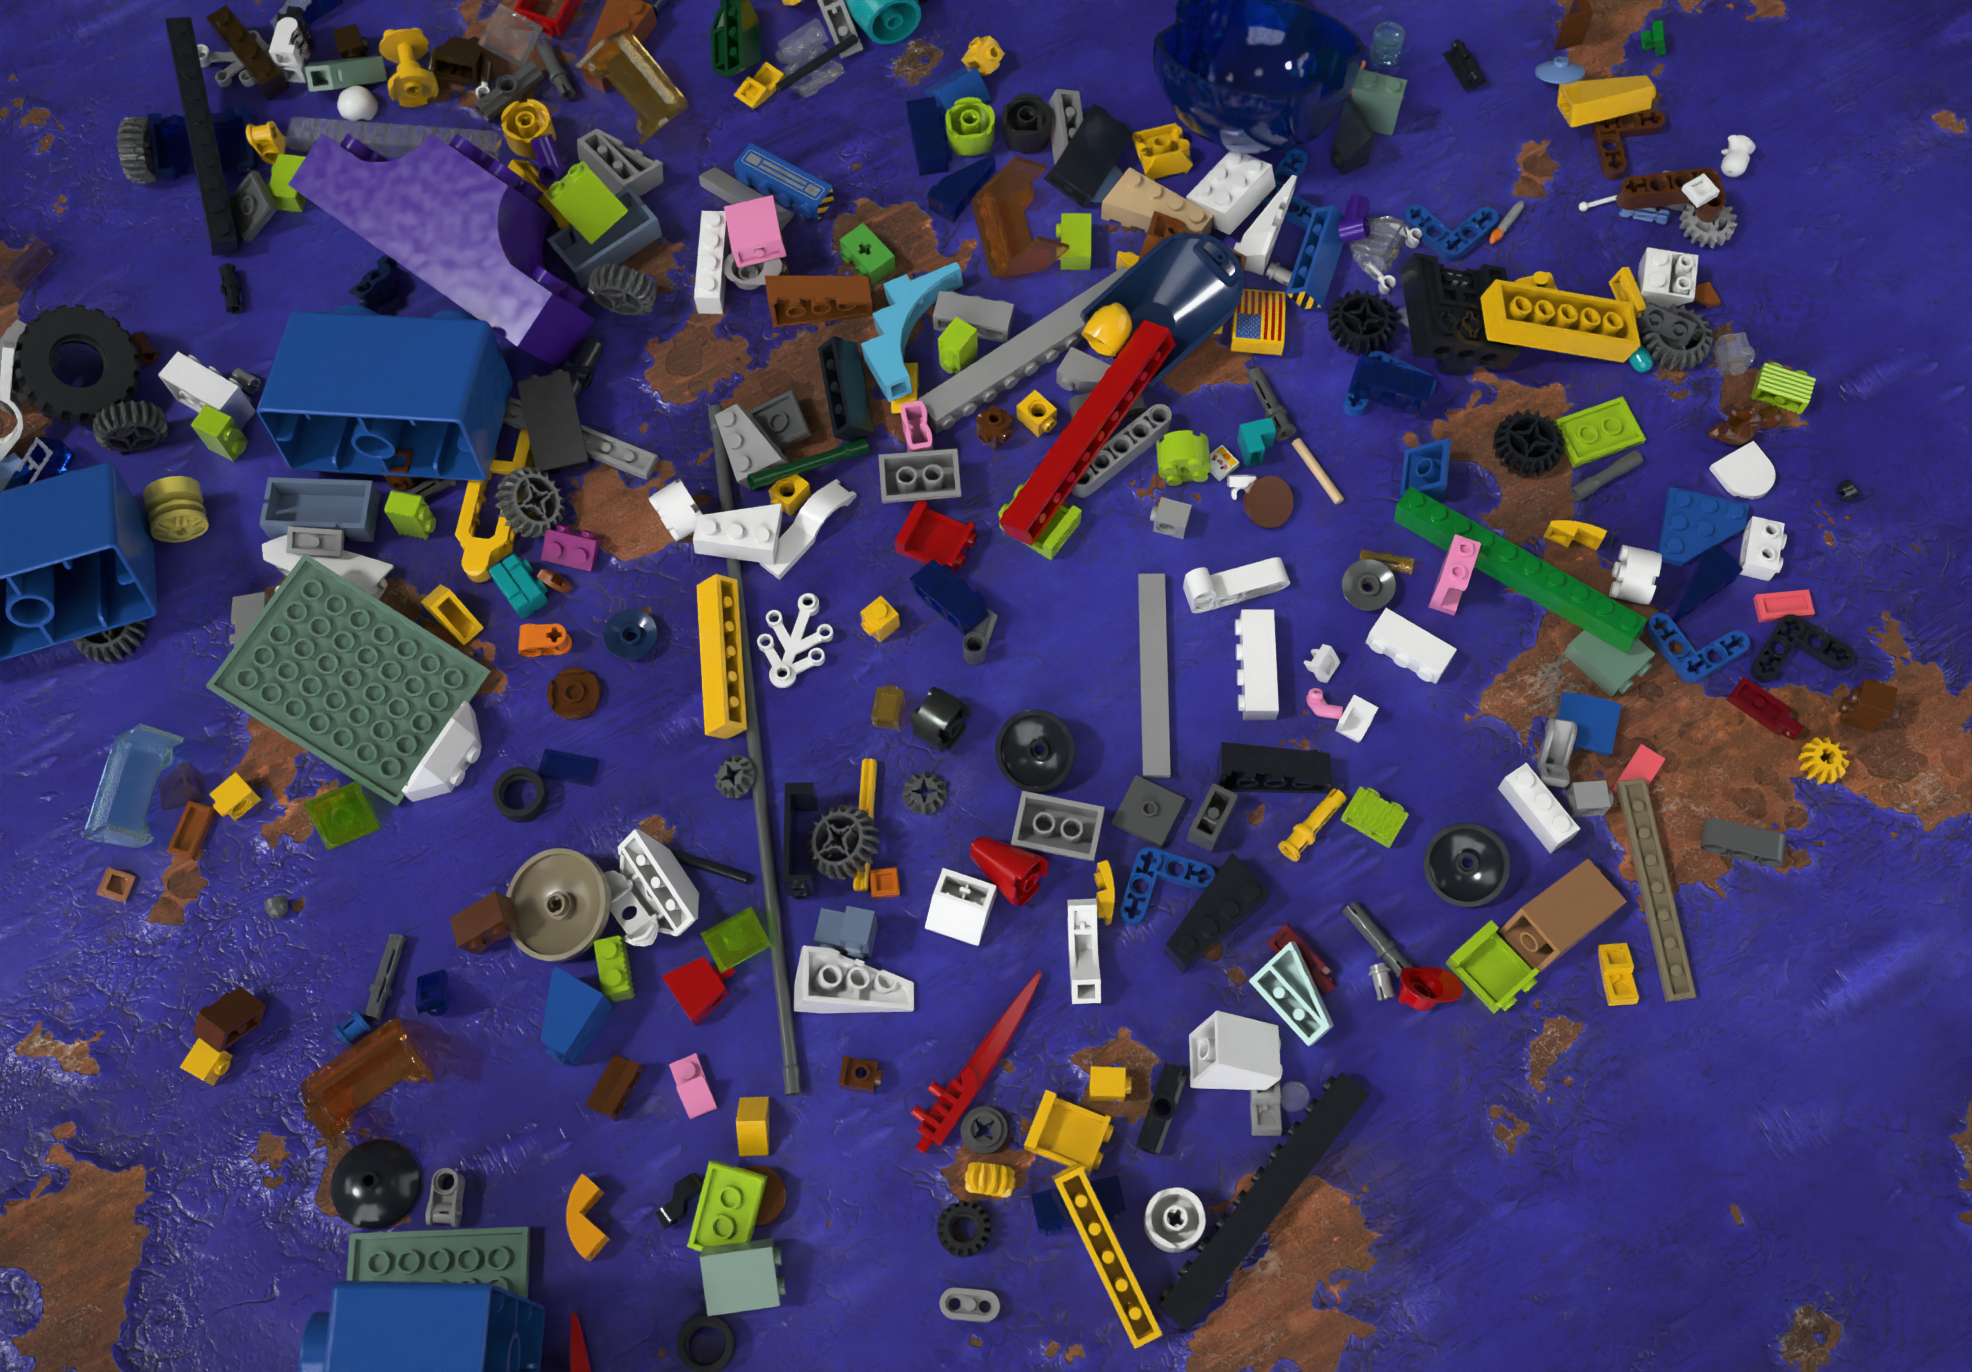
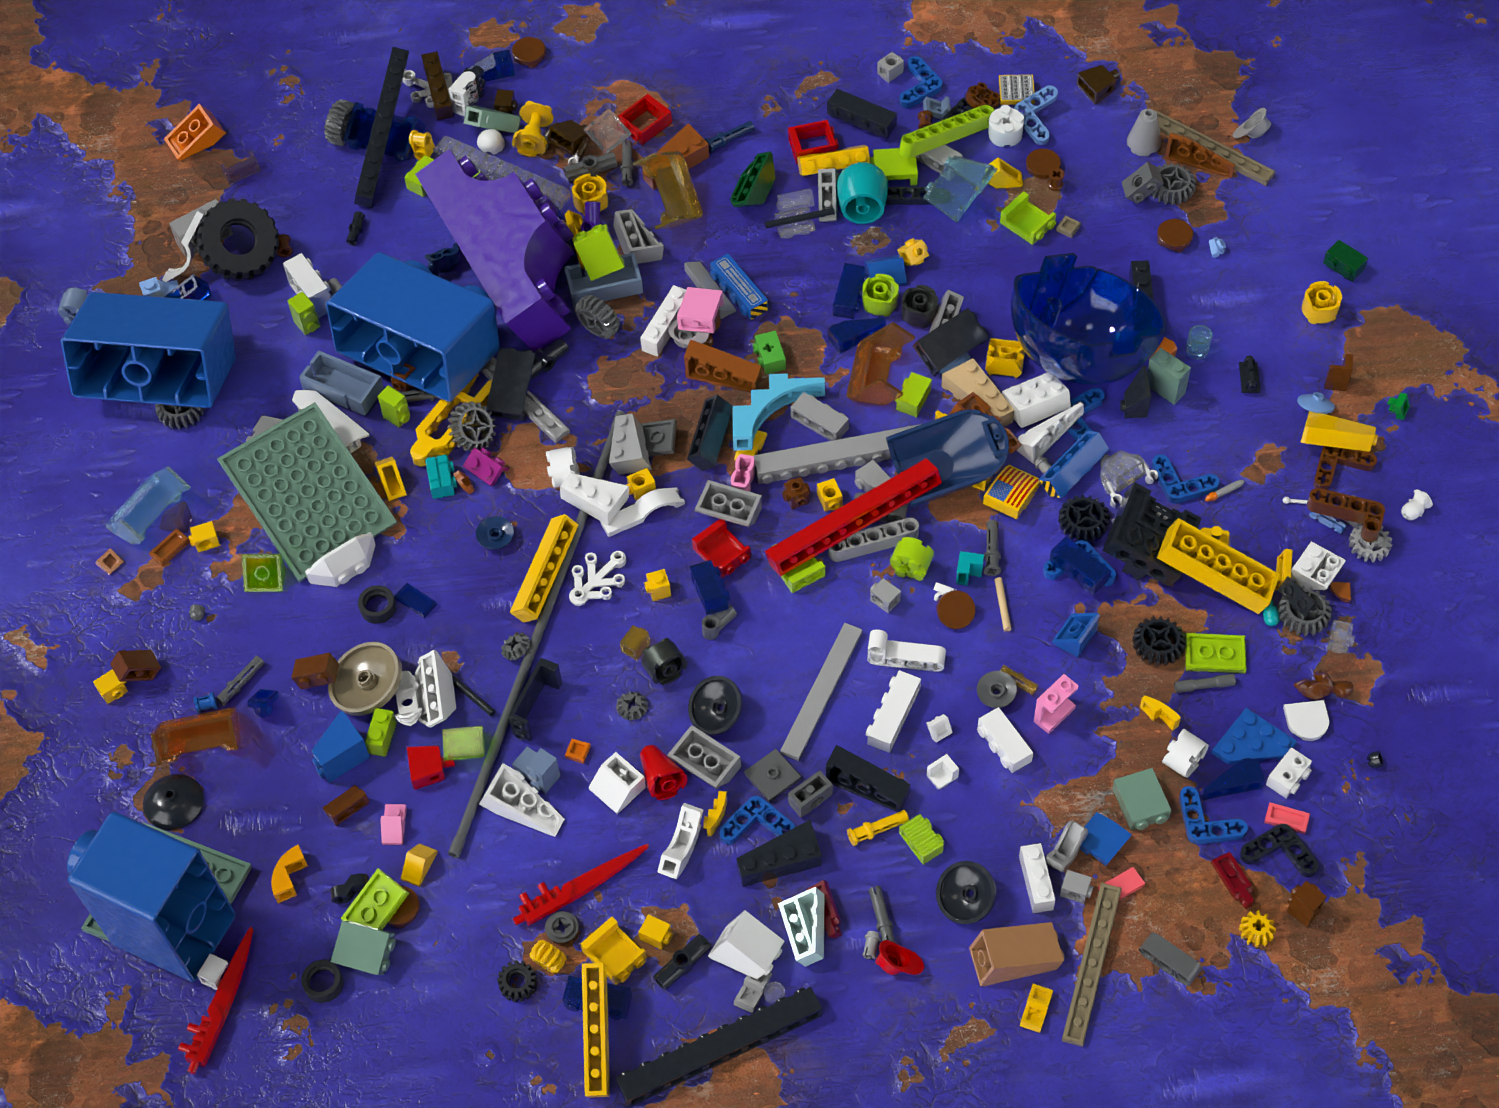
camera: 25 degrees right, 10 degrees down
(130, 426) = (252, 289): dark grey gear -> none
(175, 509) = (254, 349): light yellow wheel -> none
(252, 206) = (392, 181): dark grey plate -> none
(315, 541) = (328, 400): light grey plate -> none
(447, 1200) = (207, 829): light grey piece -> none
(543, 640) = (439, 516): orange piece -> none
(574, 694) = (442, 557): reddish brown tile -> none
(760, 87) = (753, 222): yellow slope -> none
(770, 475) = (630, 466): dark green piece -> none
(828, 845) = (562, 712): dark grey gear -> none
(849, 1080) = (503, 866): reddish brown brick -> none
(866, 803) = (583, 709): yellow axle -> none
(957, 346) = (797, 431): lime brick -> none
(970, 1302) = (498, 1028): light grey plate -> none
(1111, 327) = (900, 455): yellow piece -> none
(1168, 1203) = (654, 1020): white brick -> none
(1222, 463) = (938, 573): white tile -> none
(1320, 707) = (923, 754): bright pink arm -> none
(1355, 222) = (1110, 449): dark purple piece -> none
(1492, 969) = (950, 967): lime panel -> none
(1523, 571) = (1105, 720): green brick -> none
(1700, 190) = (1364, 515): white tile -> none
(1783, 387) = (1364, 672): lime brick -> none

